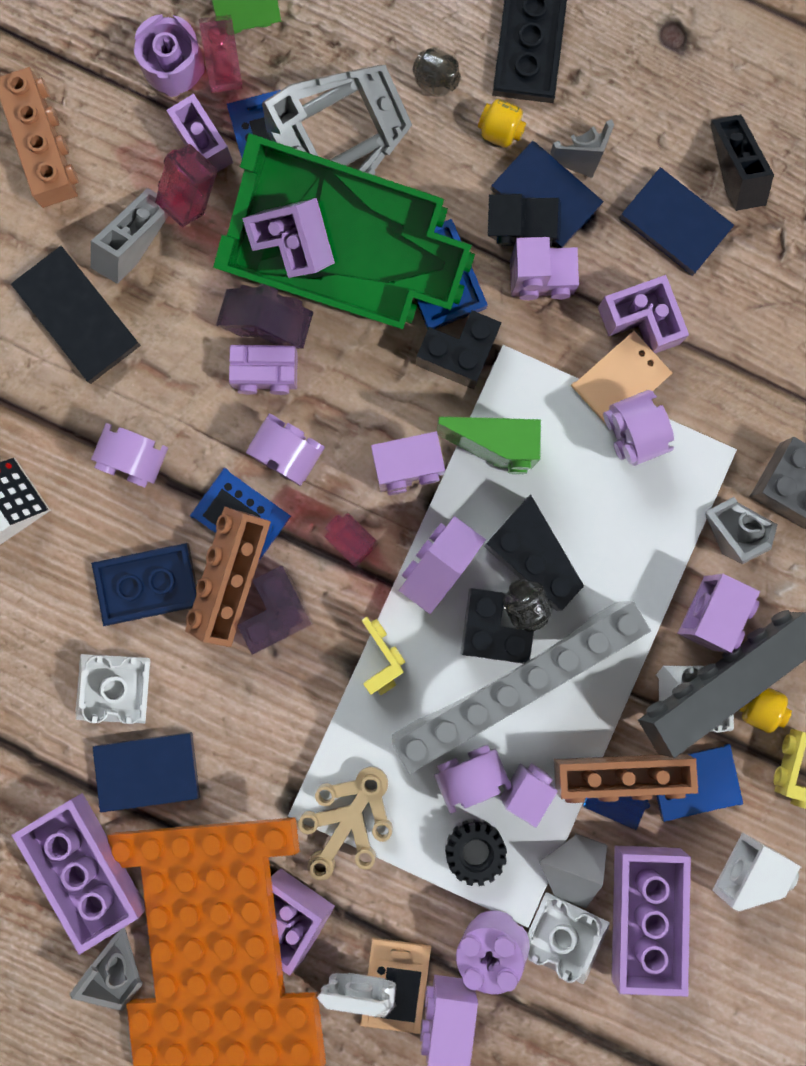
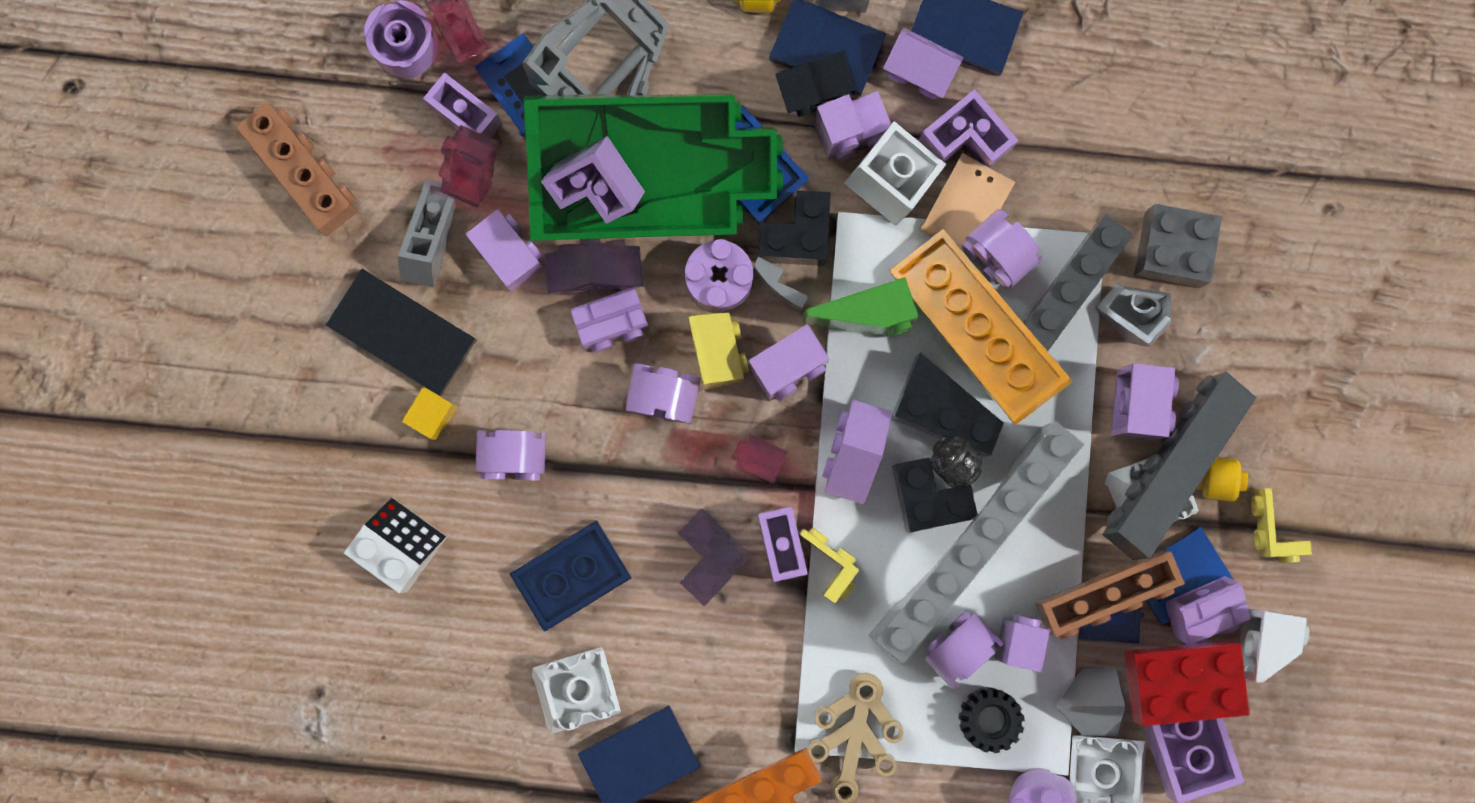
camera: 20 degrees left, 0 degrees up
(72, 395) = (429, 414): none -> yellow panel
(192, 273) = (504, 250): none -> lavender brick
(227, 577) = (651, 539): nougat brick -> none
(235, 494) = (639, 473): blue container -> none
(343, 623) = (782, 544): none -> lavender brick
(348, 428) = (717, 349): none -> light yellow slope
(384, 348) = (719, 257): none -> lavender brick
(422, 381) = (771, 276): none -> light grey slope
(566, 326) = (895, 173): none -> white slope
(595, 492) = (981, 327): none -> light orange plate
(626, 238) = (922, 64): none -> lavender brick
(668, 886) = (1187, 683): none -> red brick
(669, 499) = (1076, 280): none -> dark grey brick
(710, 825) = (1208, 611): none -> lavender brick

